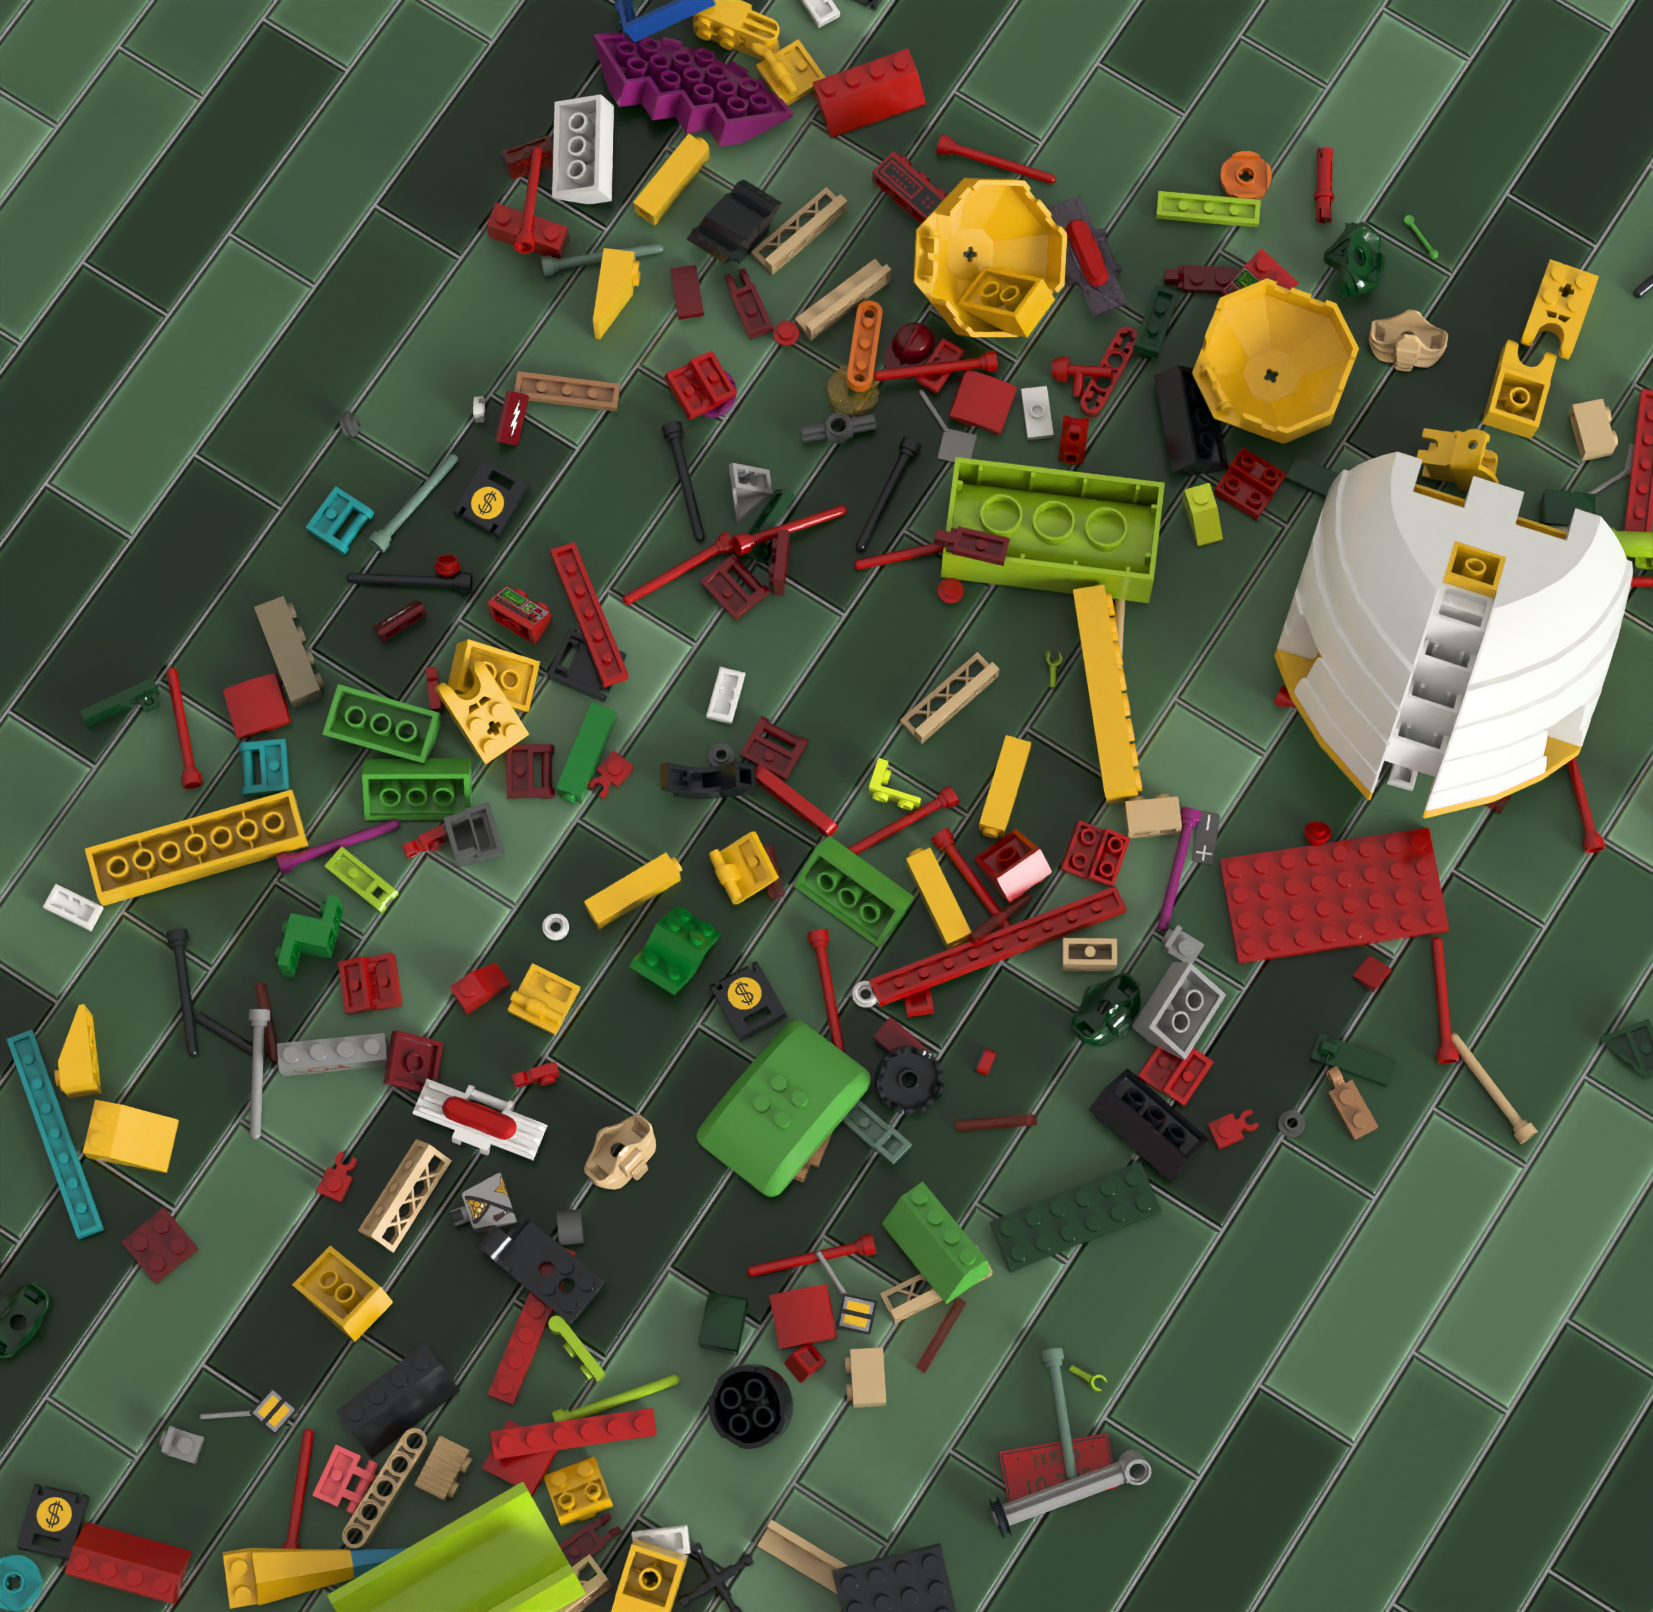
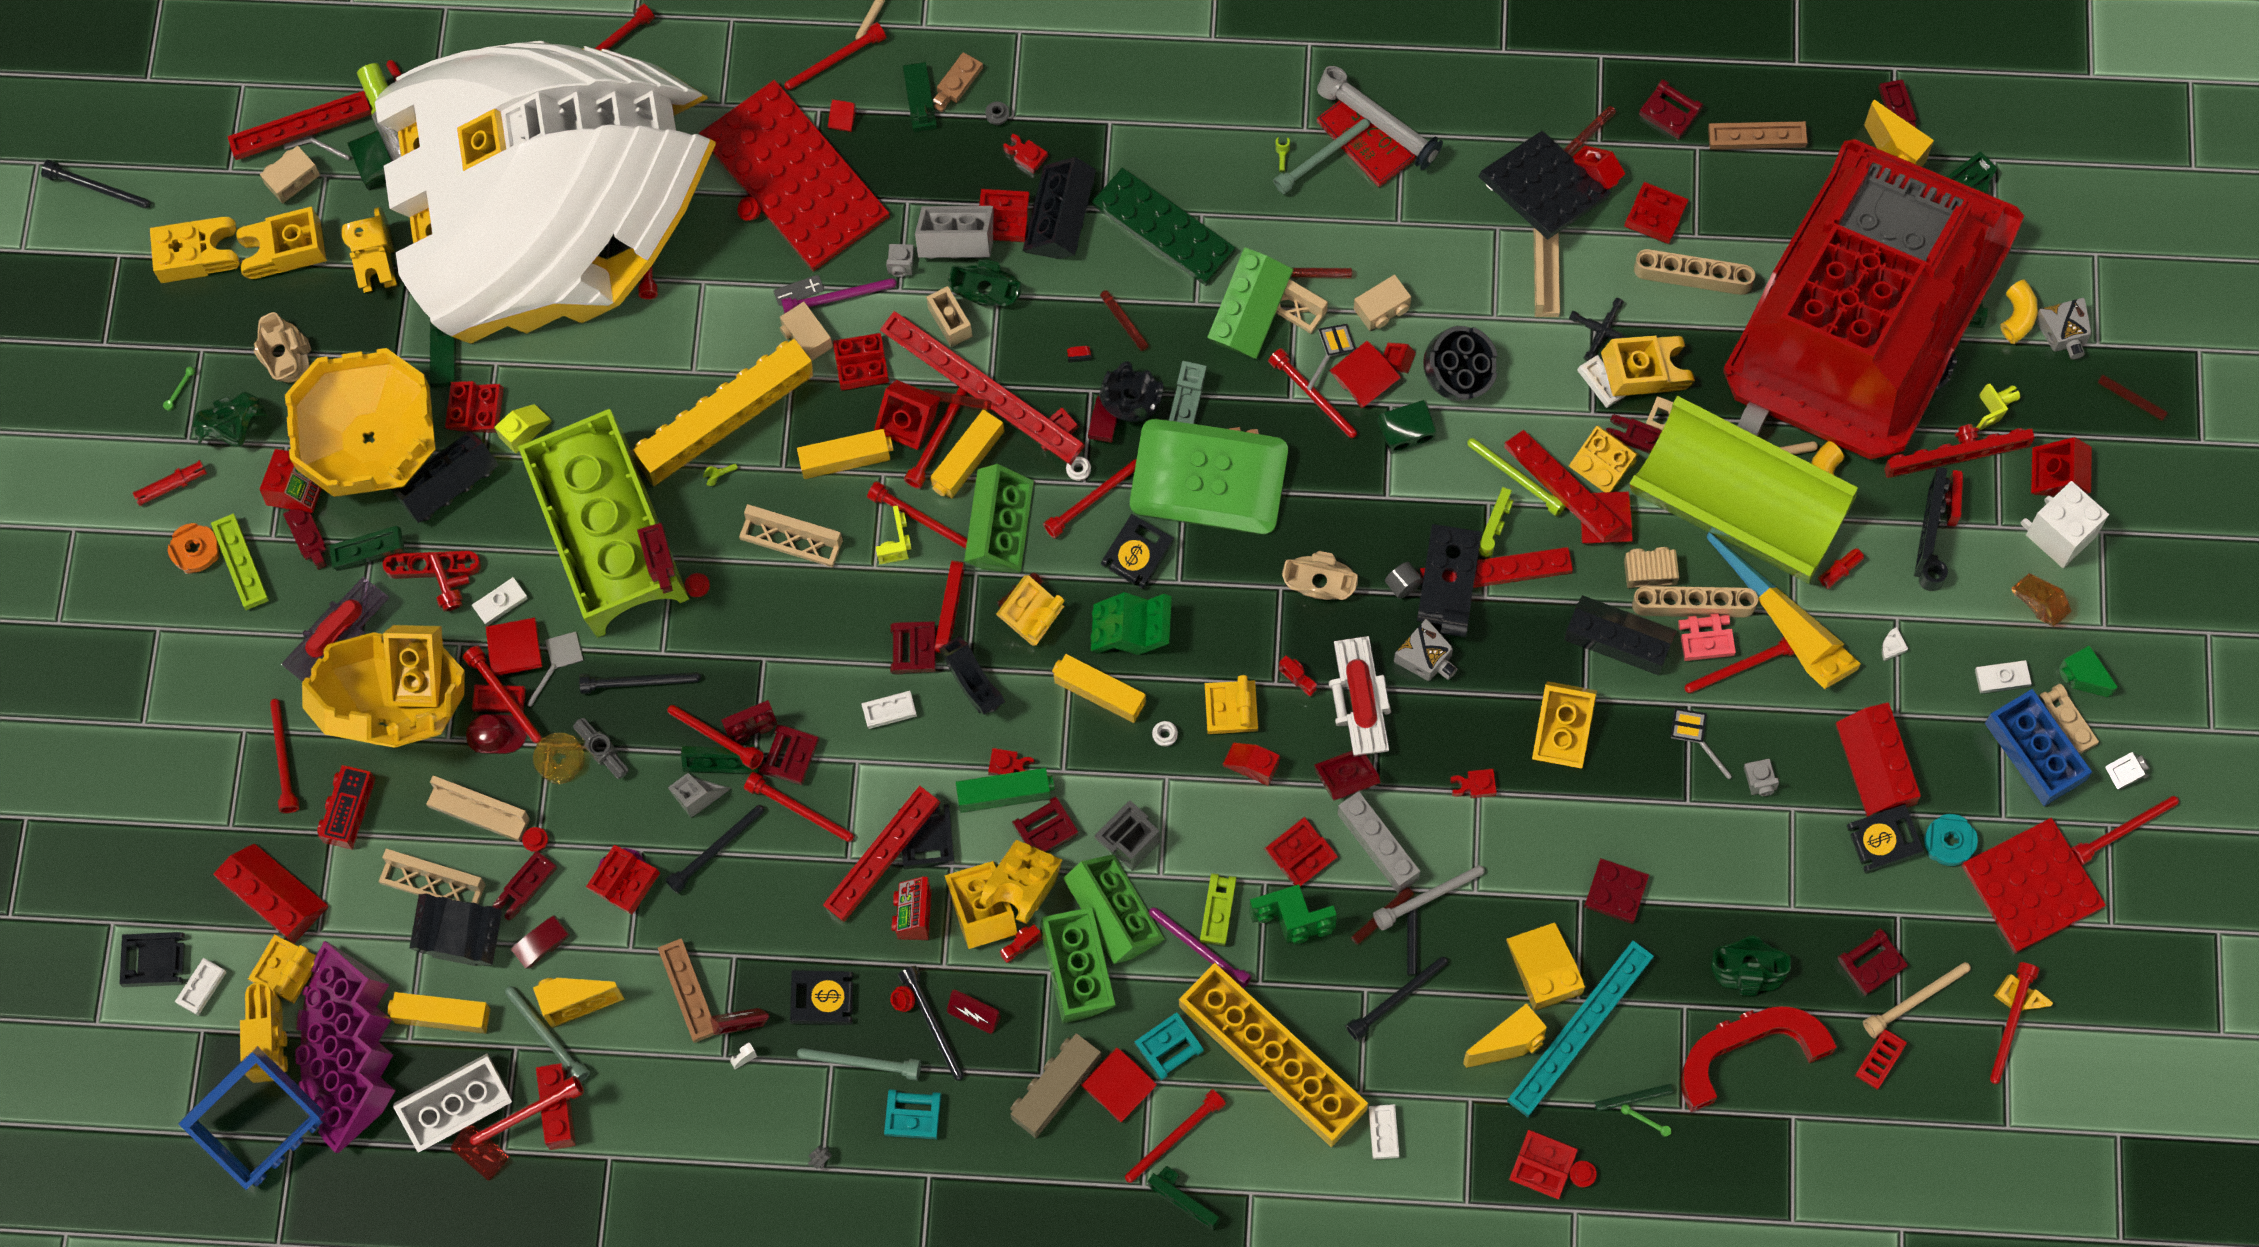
camera: 115 degrees left, 5 degrees down
(386, 1209) = (1456, 726): tan fence -> none
(431, 840) = (1151, 870): red plate -> none
(721, 747) = (943, 691): dark grey plate -> none
(864, 346) = (514, 764): orange plate -> none
(897, 556) = (683, 636): red piece -> none
(1073, 440) = (512, 554): red hips -> none

